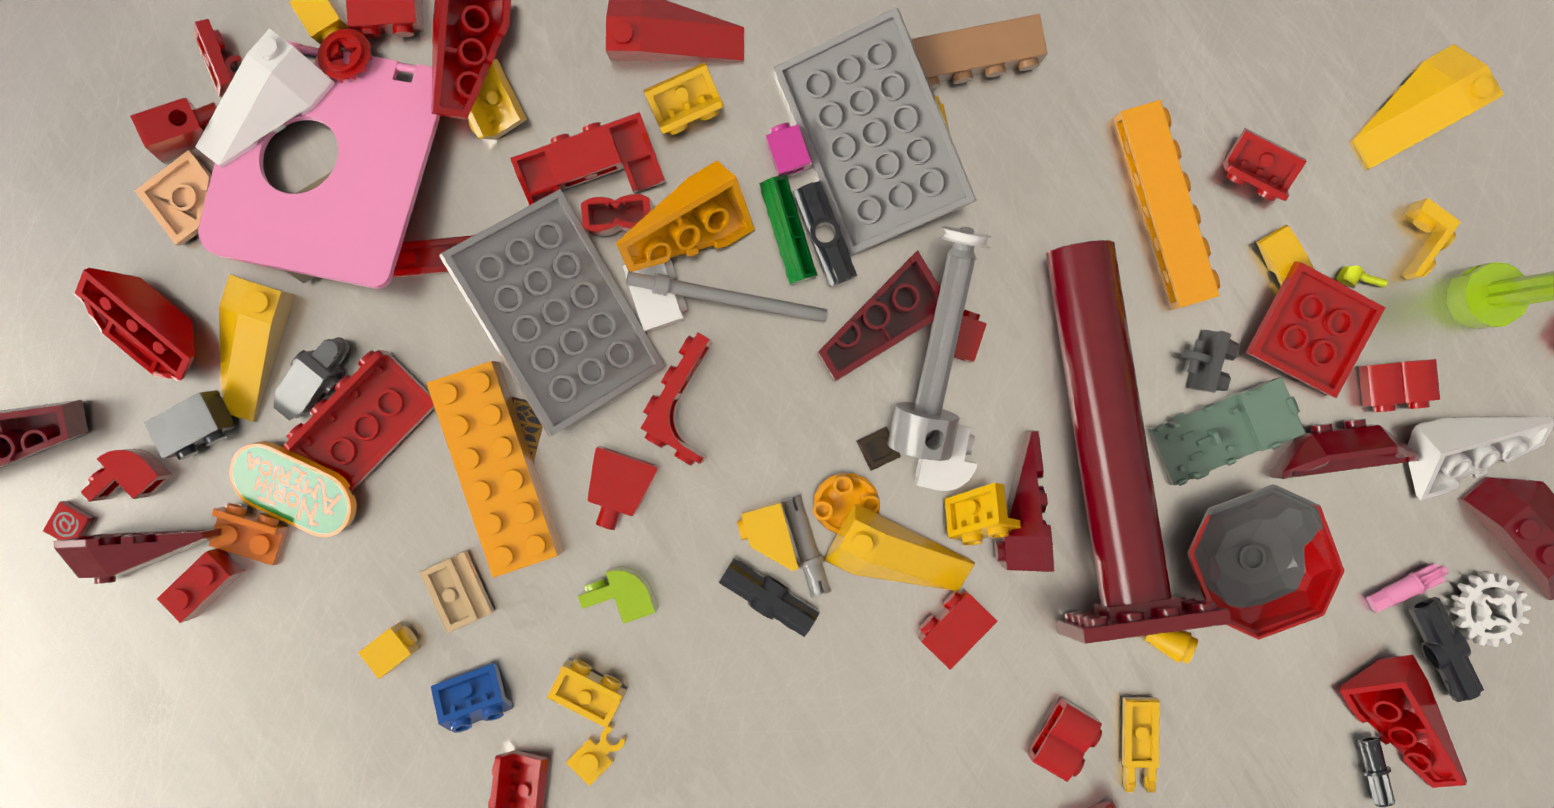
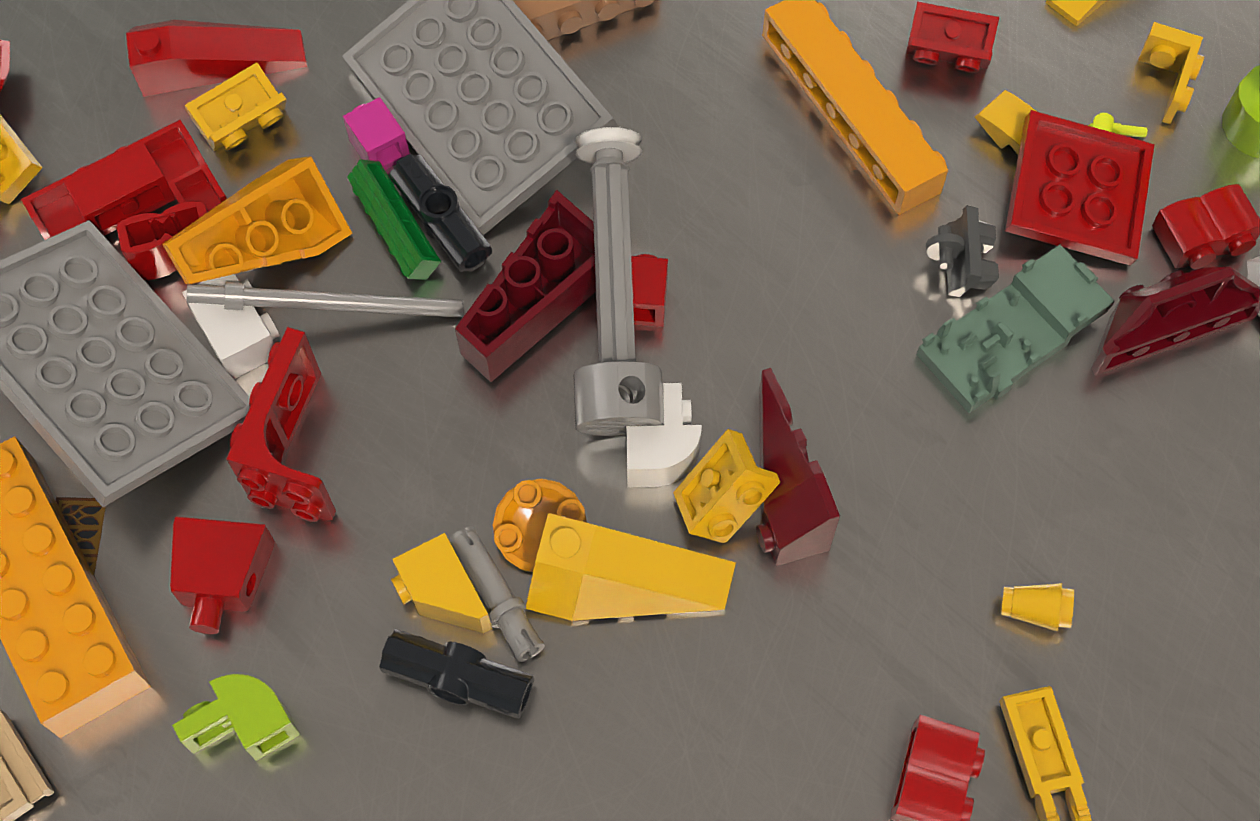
camera: 10 degrees left, 25 degrees down
(876, 450) = (568, 451): dark brown tile -> none
(956, 628) = (733, 653): red brick -> none
(1113, 457) = (959, 528): dark red piece -> none
(1266, 560) = (1120, 450): dark grey rock -> none

